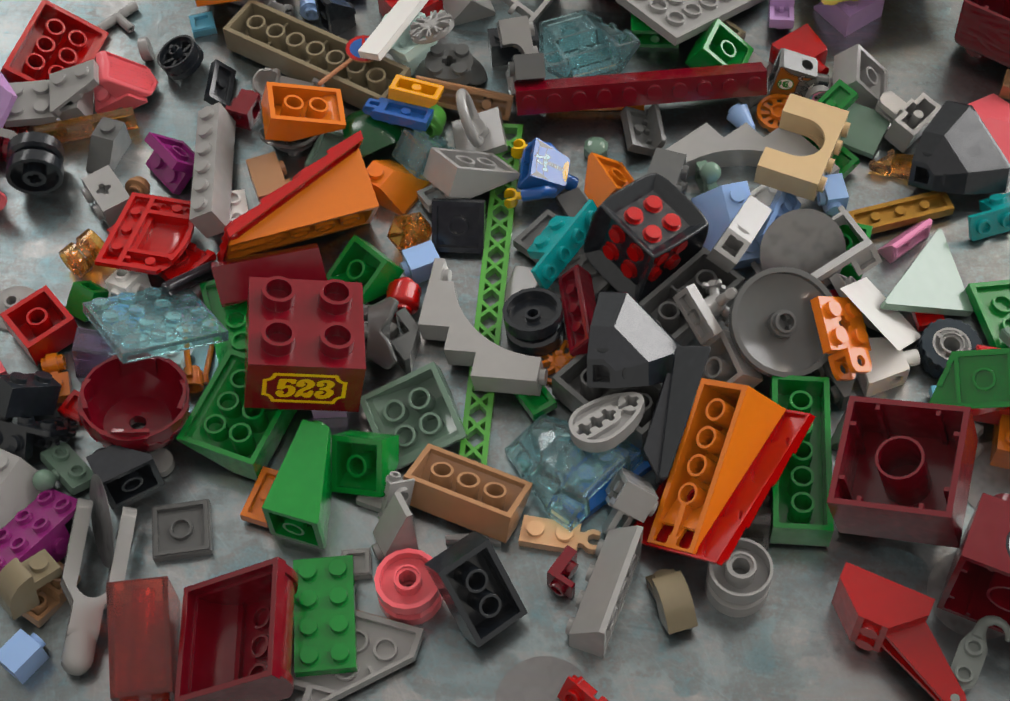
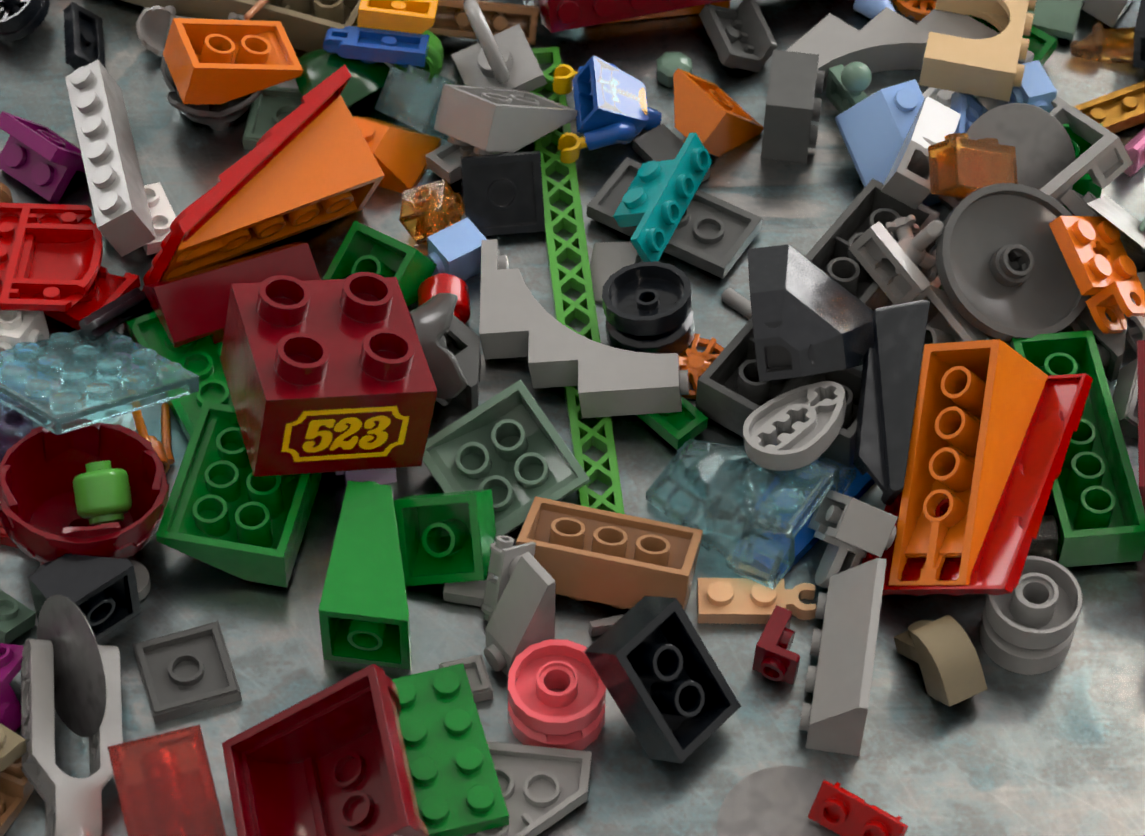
camera: 15 degrees left, 5 degrees down
(151, 403) = (102, 493): none -> bright green head
(245, 109) = (133, 68): dark red brick -> none
(252, 509) = (299, 615): orange plate -> none
(266, 174) = (191, 160): medium nougat brick -> none
(578, 307) = (713, 286): dark red slope -> none
(644, 235) = (786, 168): black piece -> none
(763, 251) = (965, 165): none -> clear orange brick

